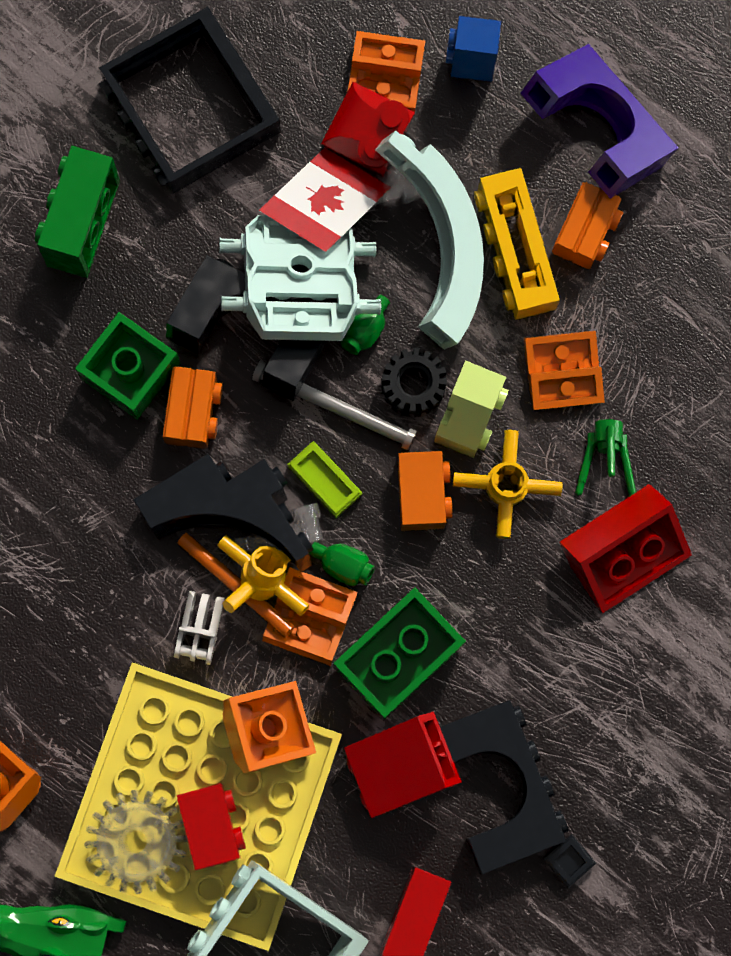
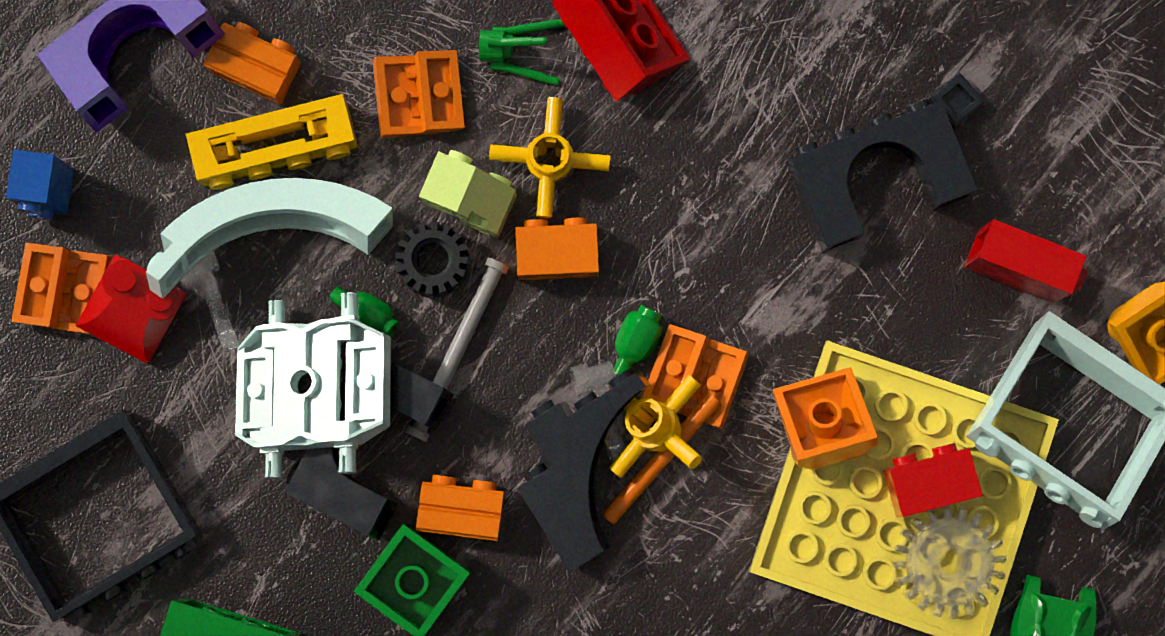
camera: 85 degrees left, 5 degrees up
(198, 630) = (715, 499): white arm -> none
(324, 479) = (541, 360): lime tile -> none
(325, 199) = (218, 358): sticker -> none
(399, 653) = (741, 276): green brick -> none
(402, 764) = (863, 274): red brick -> none

